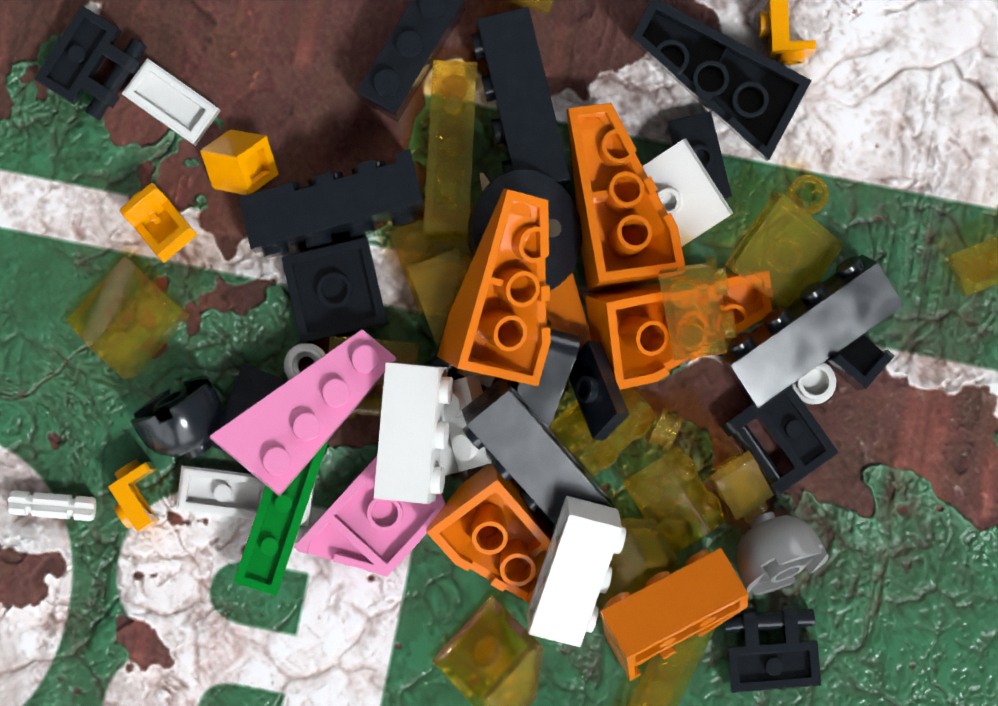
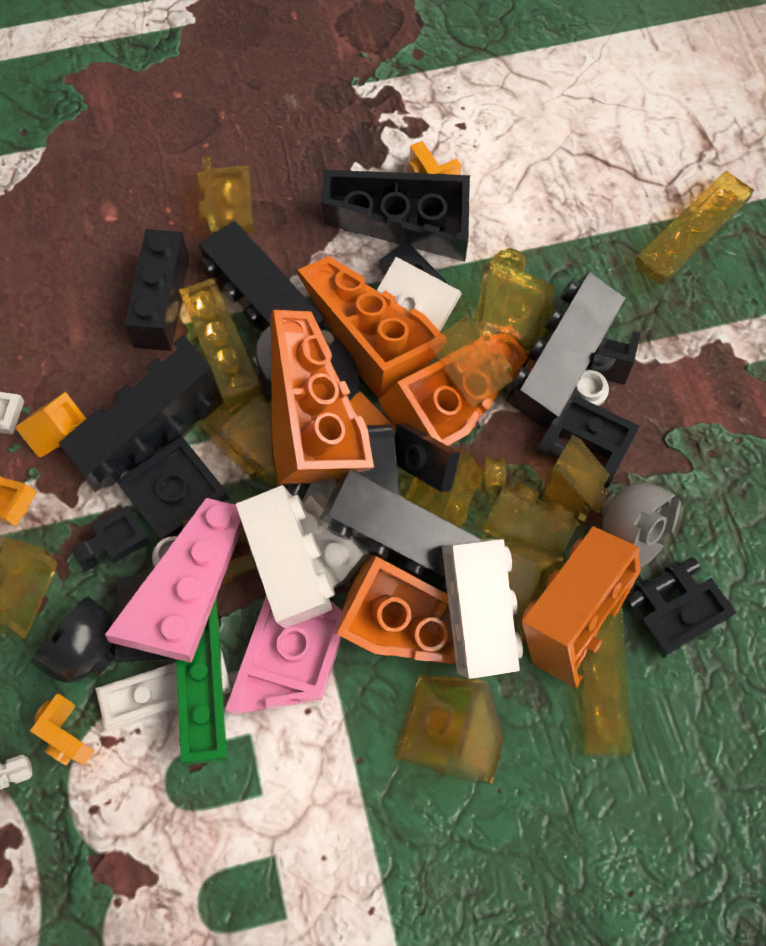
camera: 25 degrees left, 20 degrees down
(259, 320) = (116, 536): none -> black plate

